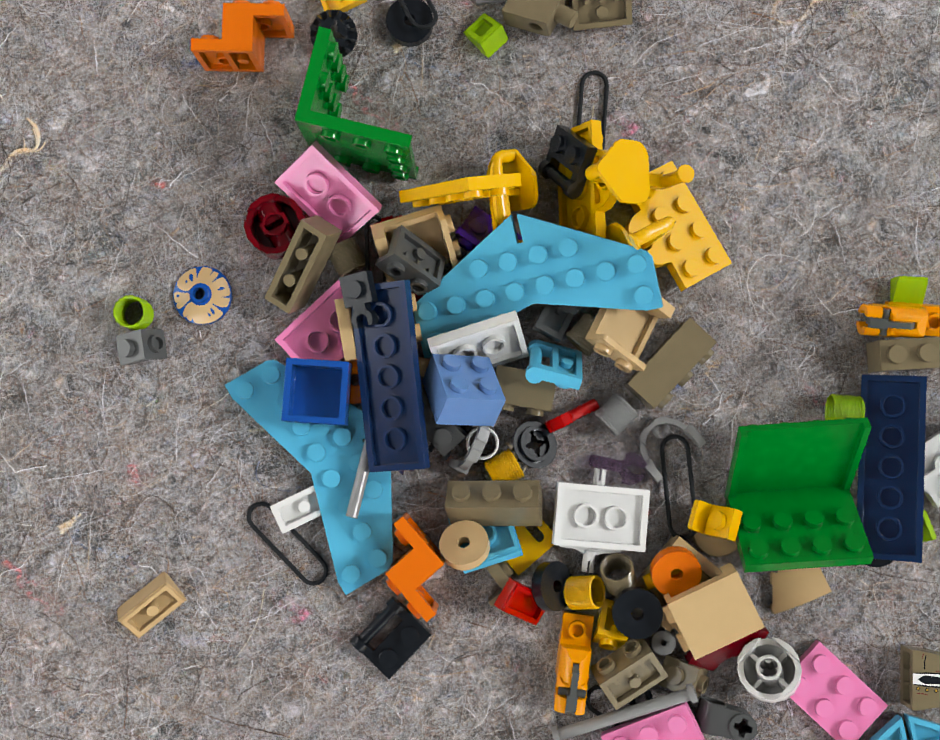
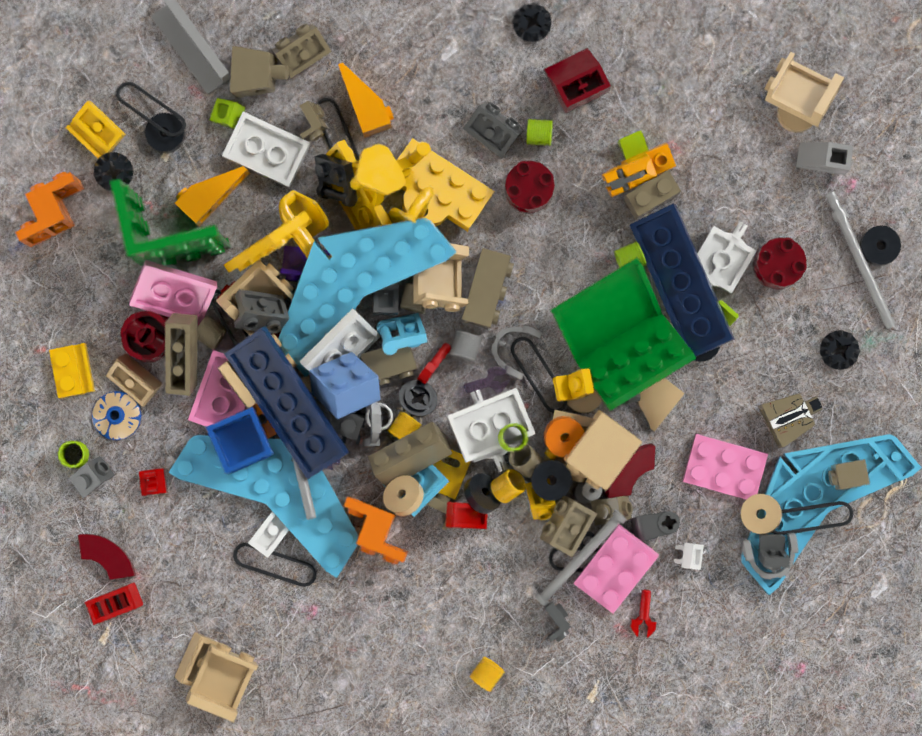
camera: 30 degrees left, 0 degrees up
(113, 496) = (128, 596): none -> red slope
(114, 438) = (107, 554): none -> dark red tile
(161, 643) = (221, 681): none -> tan panel
(179, 223) = (71, 370): none -> yellow plate
(203, 386) = (153, 482): none -> red tile
(240, 266) = (133, 379): none -> tan slope
(358, 293) = (234, 354): black plate -> none
(400, 642) = (393, 596): black plate -> none
(417, 109) = (206, 196): none -> light orange slope
(508, 93) = (266, 149): none -> white plate
(573, 662) = (526, 540): light orange plate -> none
(579, 83) = (314, 115): none -> dark tan bracket
(632, 552) = (524, 437): none -> lime piece
(642, 99) = (368, 106): none -> light orange slope
(666, 645) = (588, 495): none -> light grey piece
(764, 194) = (493, 128): none -> dark grey bracket
(769, 669) = (666, 471): white cylinder -> none
(774, 277) = (529, 187): none -> dark red brick
(814, 224) = (539, 132): none -> lime piece
(862, 115) = (534, 33): none -> black gear
(885, 189) = (577, 80): none -> dark red slope

